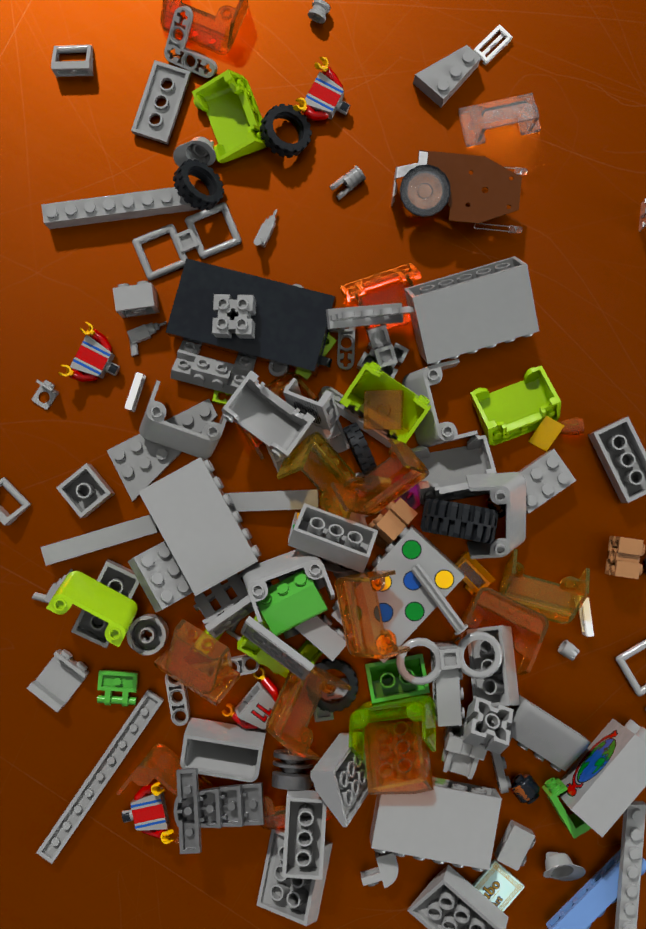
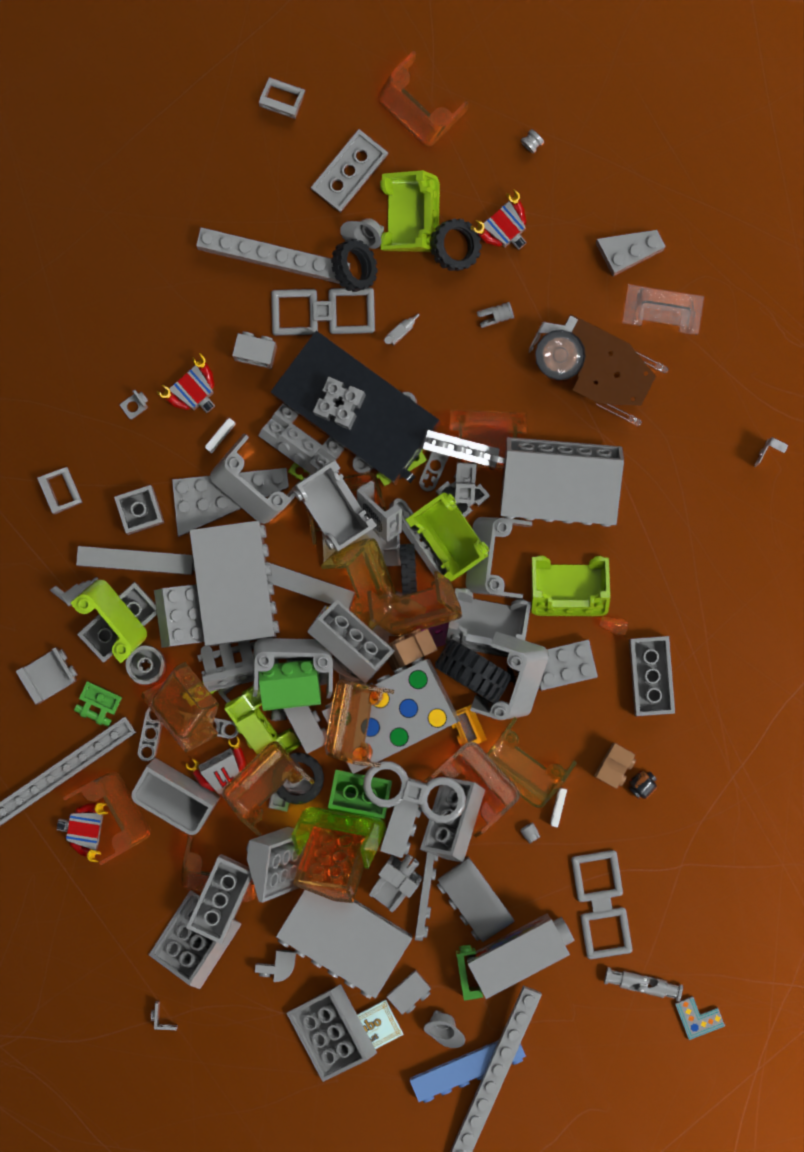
camera: 25 degrees right, 0 degrees up
(141, 334) = (246, 382): light grey piece -> none
(180, 46) = (387, 127): light grey beam -> none
(213, 808) = (148, 843): flat silver slope -> none
(276, 648) = (260, 720): light grey tile -> none
(292, 771) = (231, 840): flat silver wheel -> none
(383, 409) = (443, 542): clear orange tile -> none
(439, 599) = (425, 733): light grey axle -> none
(488, 725) = (425, 866): light grey brick -> none
(504, 33) = (670, 241): white tile -> none
(525, 788) = (439, 944): black head -> none
(546, 433) = (588, 623): yellow sticker -> none

